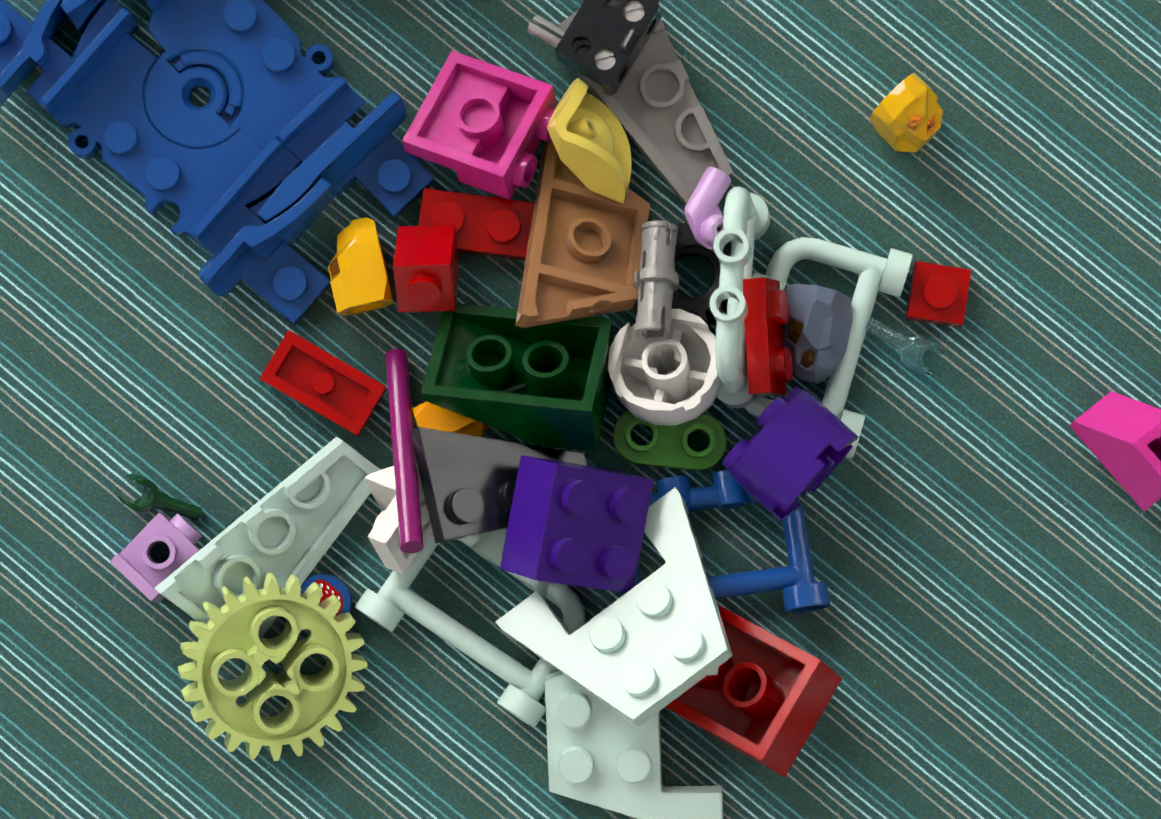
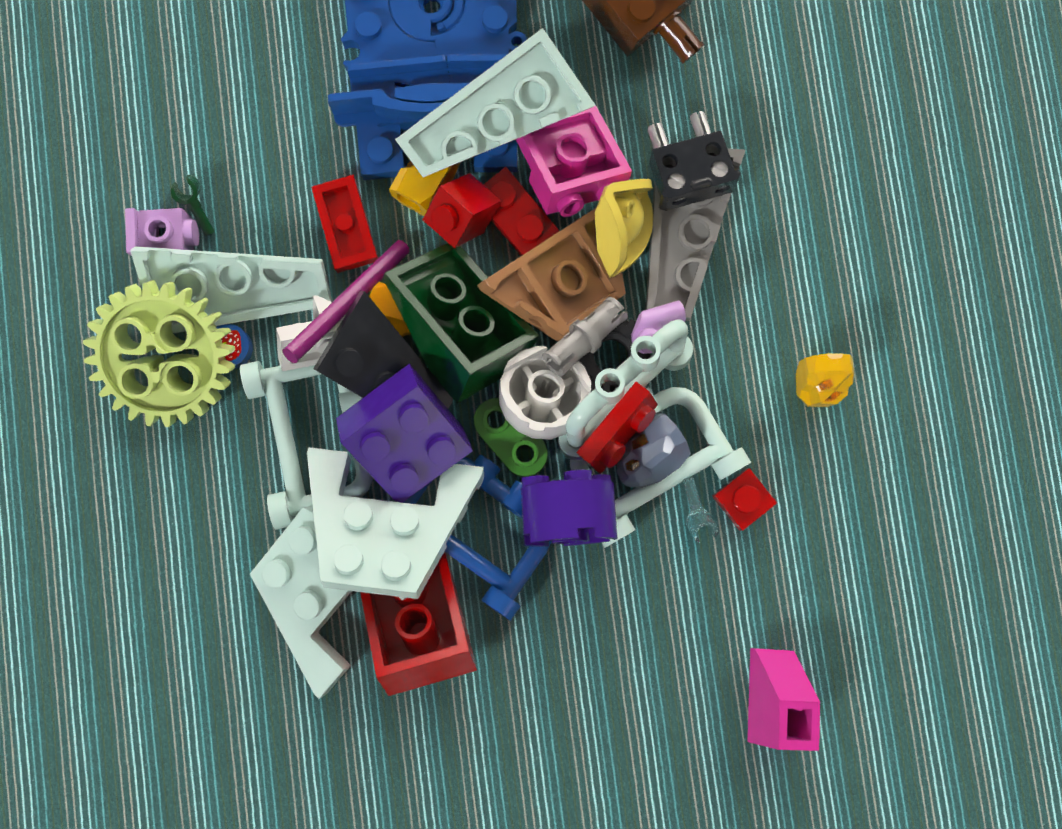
camera: 45 degrees right, 0 degrees up
(380, 126) = (502, 104): none -> light aqua wing

